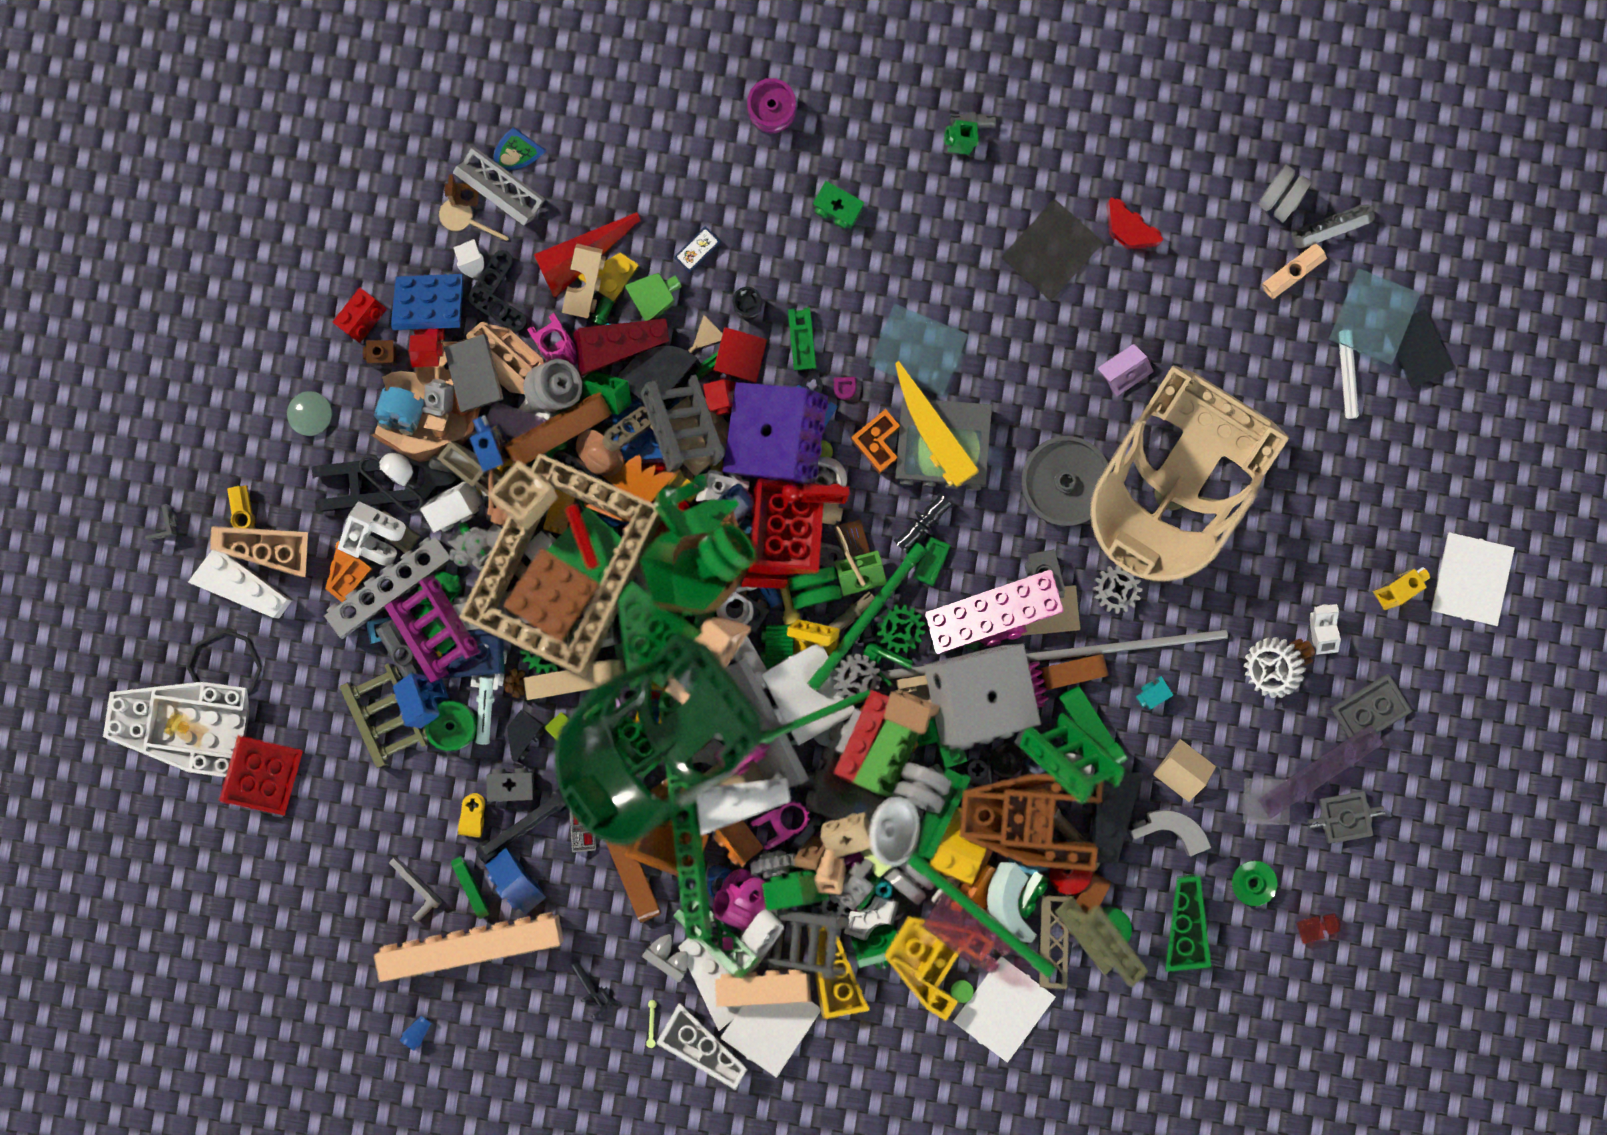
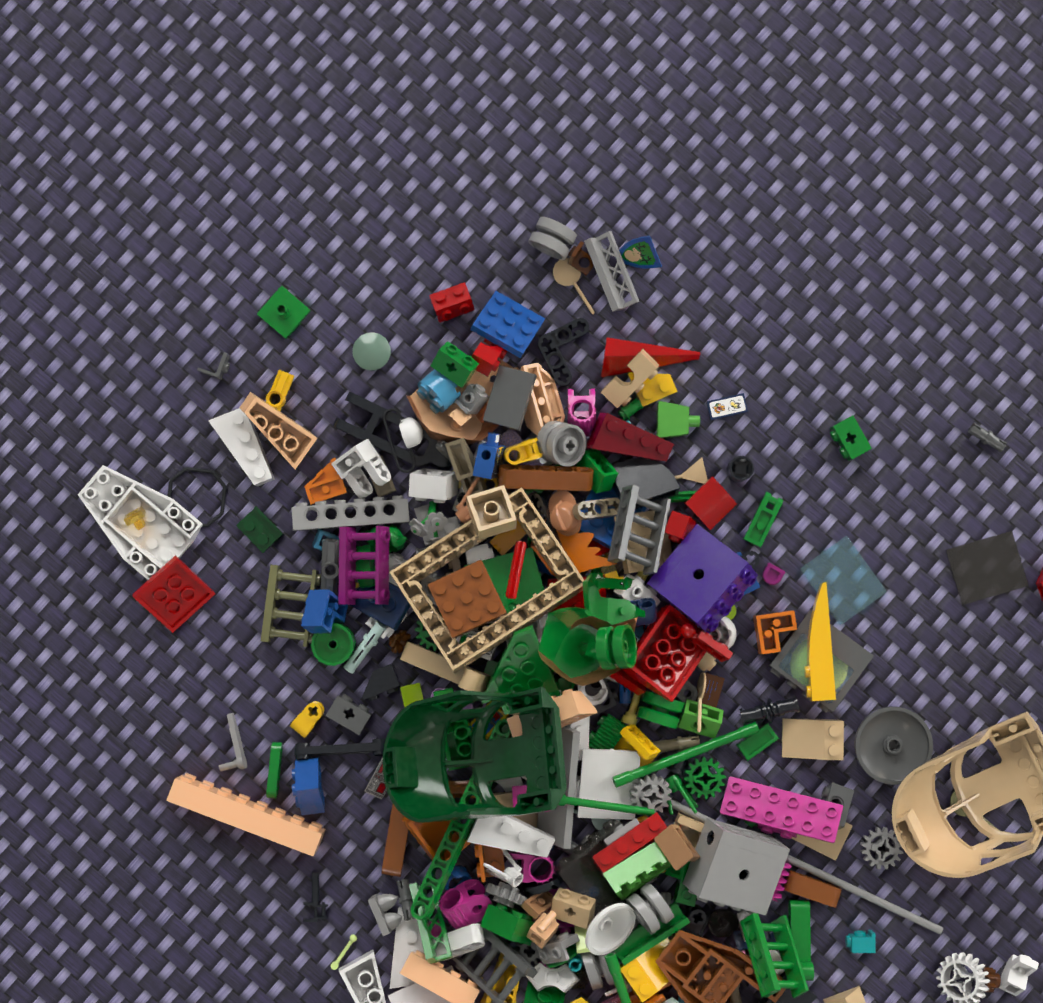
camera: 30 degrees right, 0 degrees up
(197, 429) = (284, 312): none -> green tile
(307, 659) = (259, 529): none -> dark green plate
(380, 353) = (450, 335): reddish brown brick -> none
(397, 373) = (454, 364): none -> green brick
(415, 1033) = (168, 851): blue cone -> none
(419, 189) = (552, 238): none -> light grey wheel
(469, 259) = (557, 311): white tile -> none
(520, 417) = (524, 451): none -> yellow piece
(678, 932) = (405, 898): none -> dark grey pin
(765, 842) = (510, 875): none -> white plant
(771, 92) = (846, 324): magenta wheel -> none
(961, 137) = (972, 444): green brick -> none
(983, 524) = (813, 739): none -> tan slope
(1126, 369) = (987, 689): lavender panel -> none

